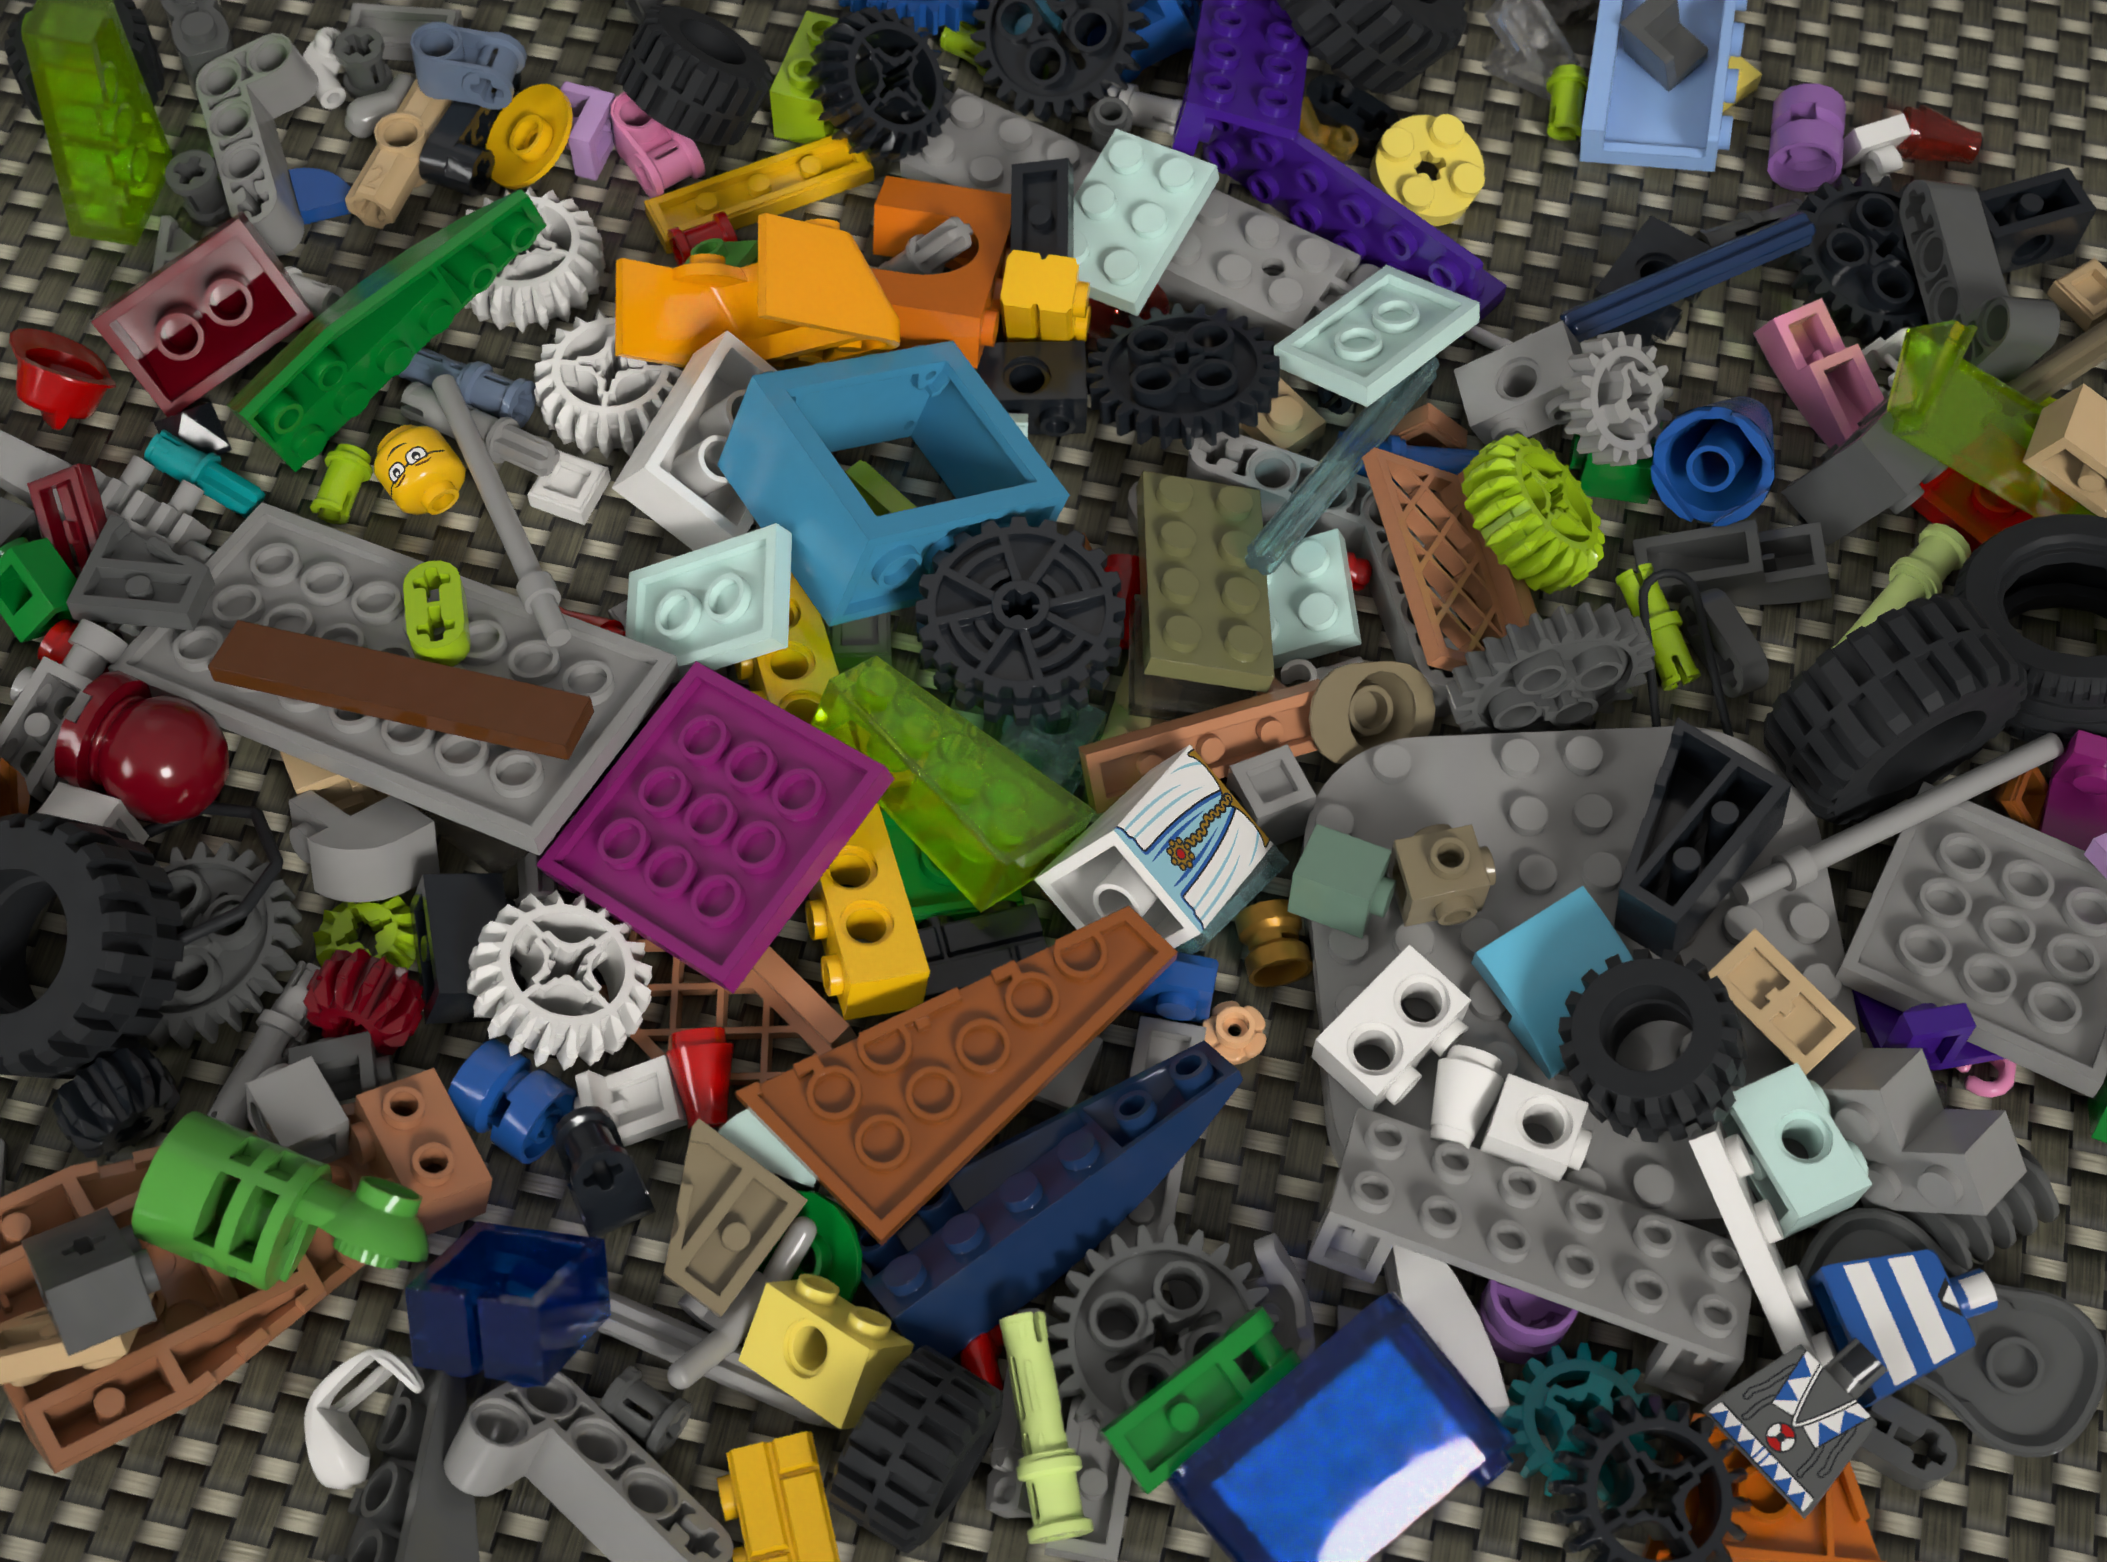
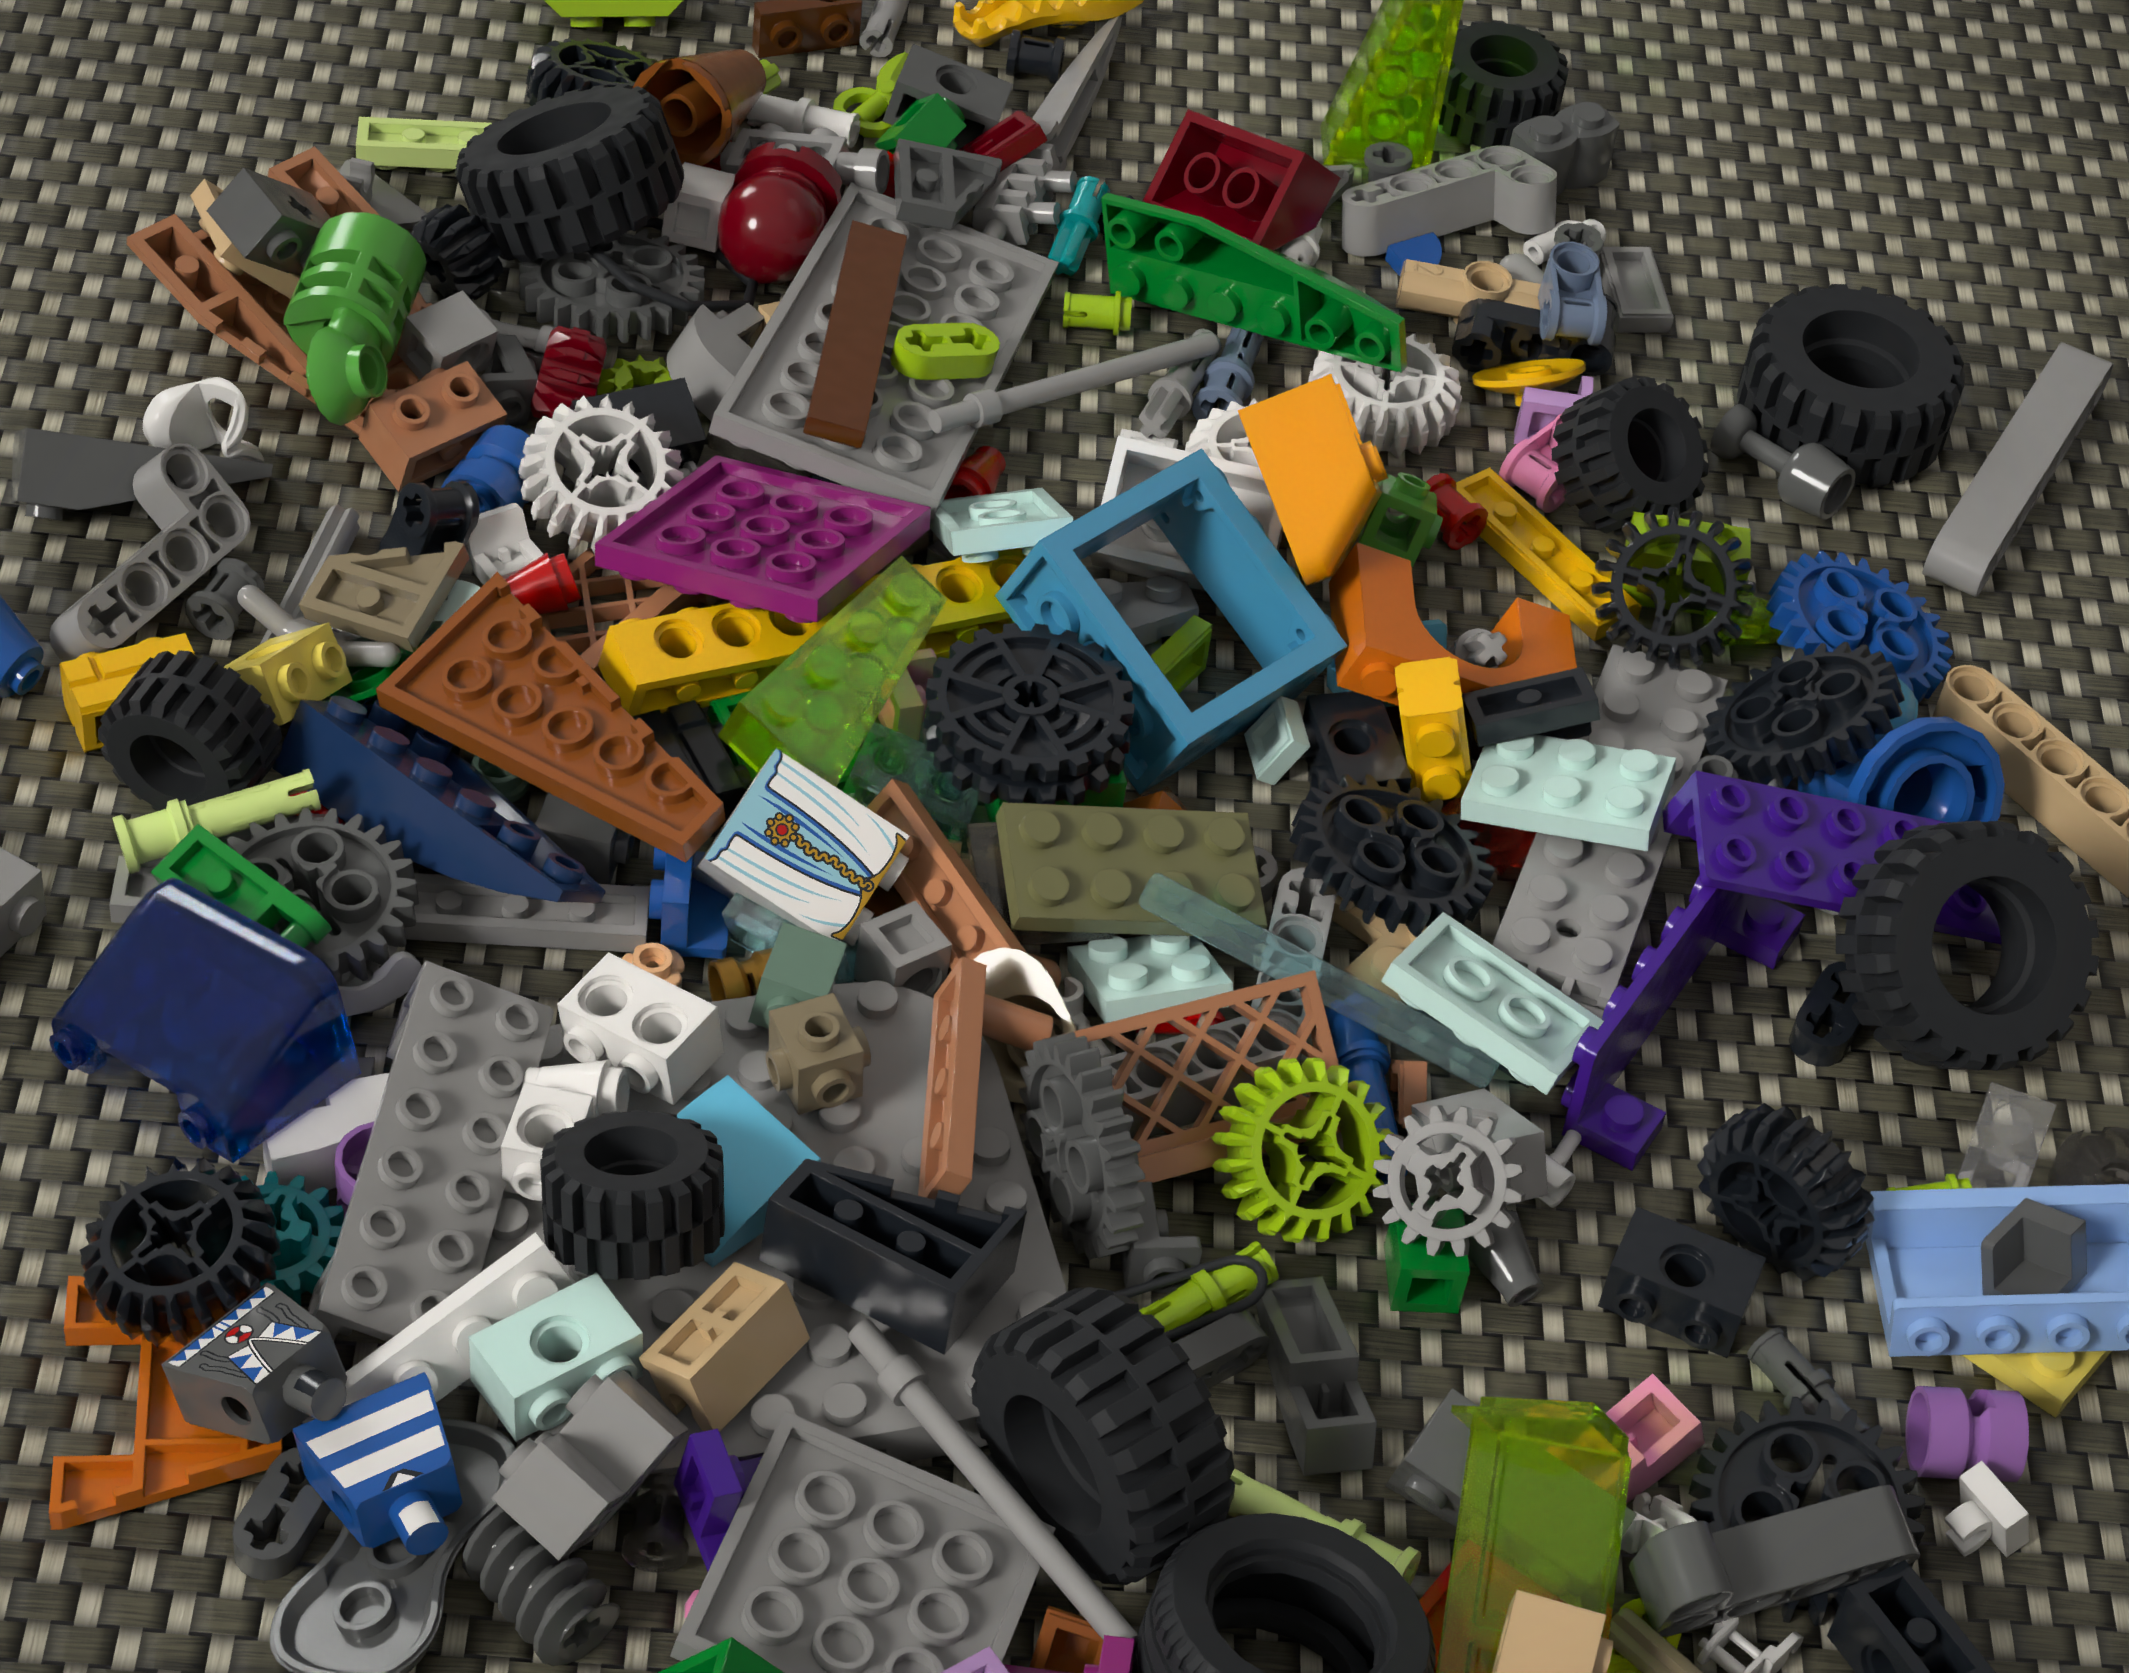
camera: 75 degrees right, 15 degrees down
(58, 376) = (1146, 118): red piece -> none
(419, 470) = (1117, 335): yellow head -> none
(508, 1303) = (294, 473): clear blue piece -> none
(1335, 141) = (1788, 982): clear yellow arm -> none
(1441, 143) = (1780, 1040): light yellow plate -> none
(1479, 762) = (959, 1021): none -> nougat piece
(1583, 183) = (1786, 1191): none -> black gear
(1689, 276) = (1676, 1281): dark blue axle -> none
(1716, 461) = (1441, 1320): blue cone -> none
(1938, 137) = (2037, 1584): clear red cone -> none

